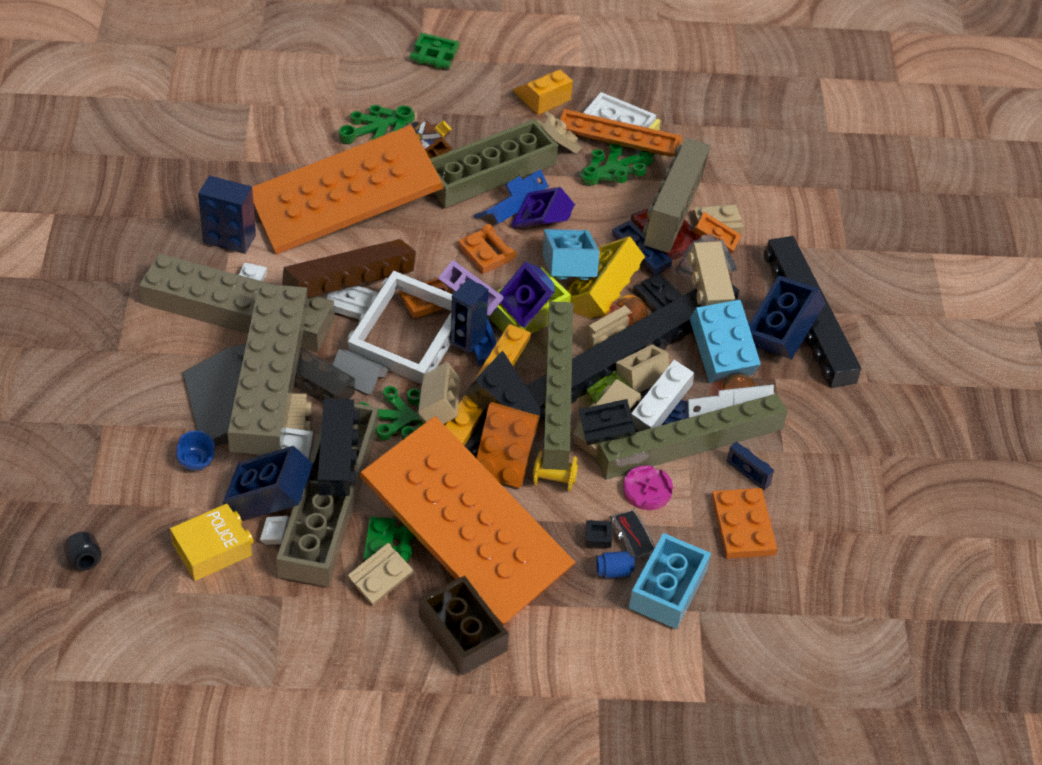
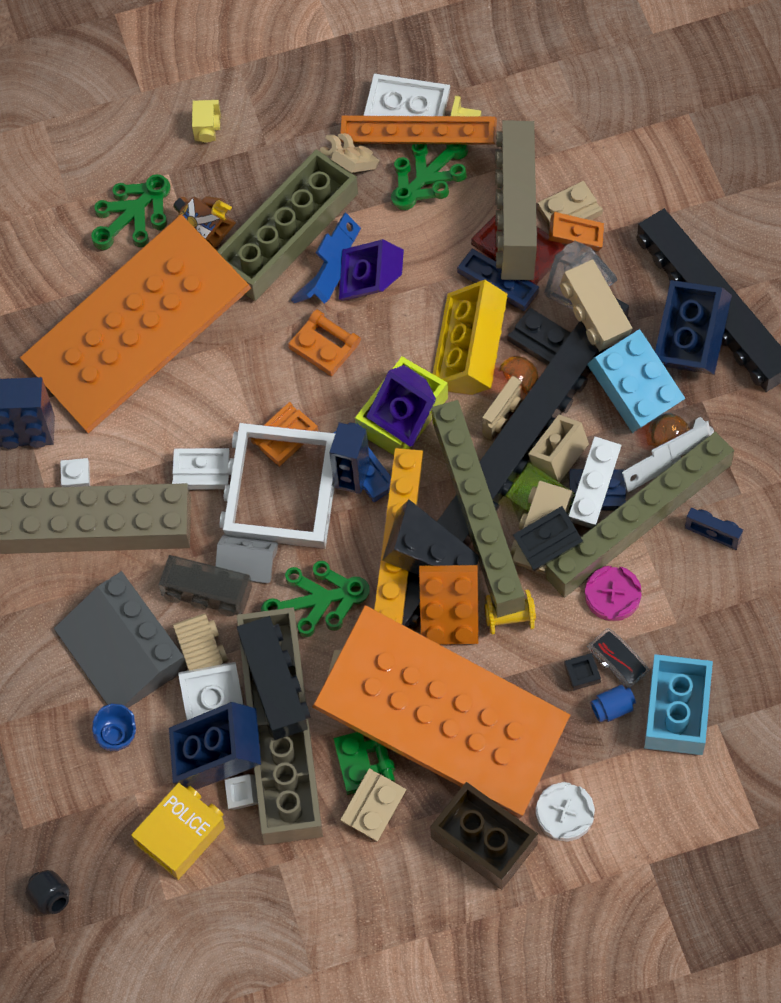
camera: 10 degrees left, 15 degrees up
(268, 370) = (158, 606): dark tan brick -> none
(350, 268) = (187, 436): reddish brown brick -> none
(436, 46) = (155, 71): green plate -> none
(440, 394) = (353, 567): tan brick -> none
(455, 276) = (328, 412): lavender slope -> none
(460, 84) = (205, 120): none -> light yellow brick
(541, 634) = (565, 811): none -> white tile
(546, 91) = (307, 92): light orange slope -> none
(570, 253) = (425, 324): medium azure brick -> none
(744, 523) = (729, 600): orange plate -> none

